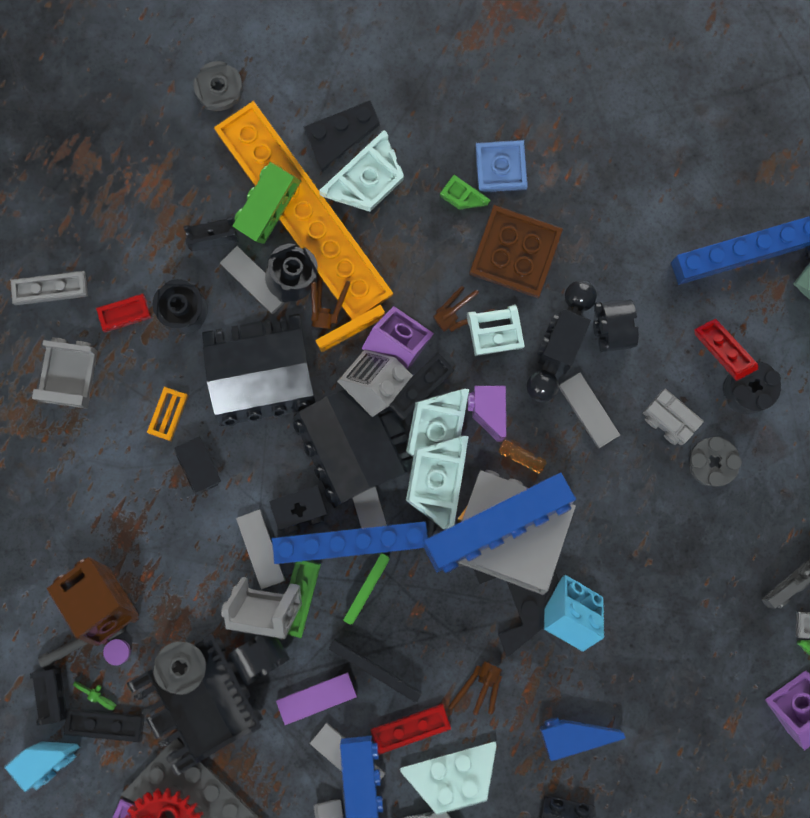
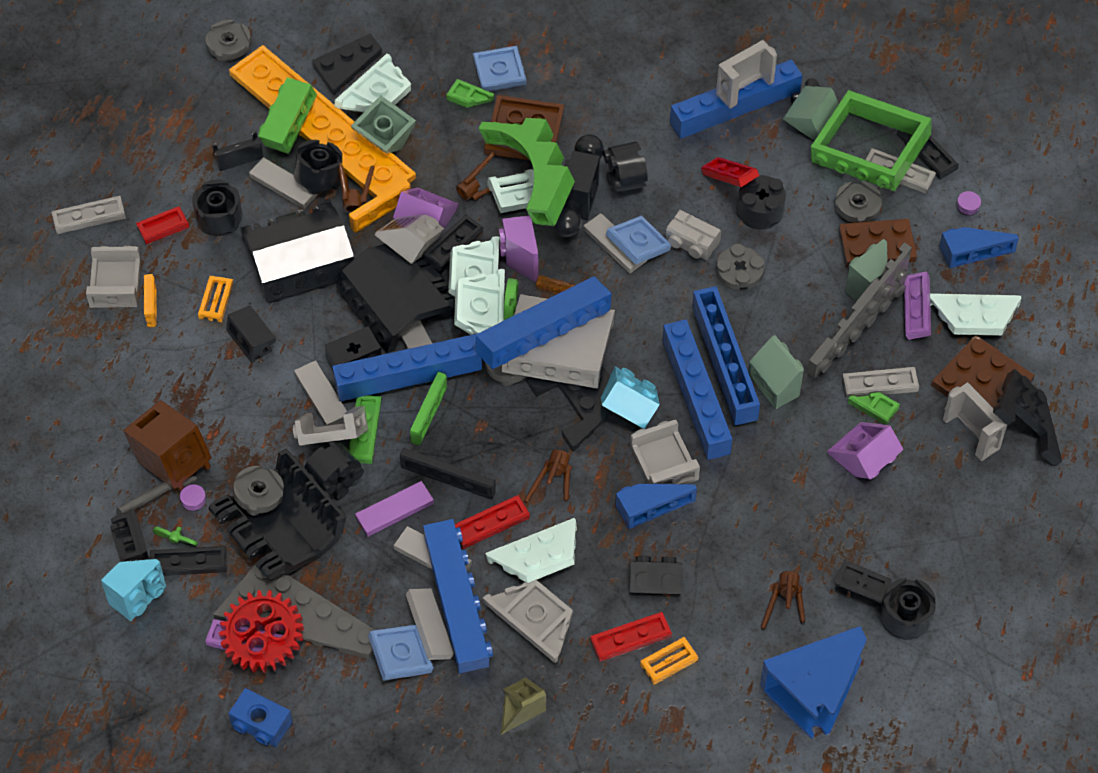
camera: 10 degrees left, 25 degrees down
(99, 410) = (150, 300): none -> light orange tile
(367, 232) = (385, 125): none -> sand green slope
(469, 478) = (511, 298): none -> bright green tile
(533, 353) = (551, 178): none -> bright green arch
(597, 685) = (663, 455): none -> light grey panel
(614, 414) = (638, 240): none -> medium blue tile
(645, 612) = (697, 389): none -> blue brick
(682, 578) = (725, 356): none -> blue brick
(731, 609) = (776, 372): none -> sand green slope
(747, 249) = (743, 69): none -> light grey panel

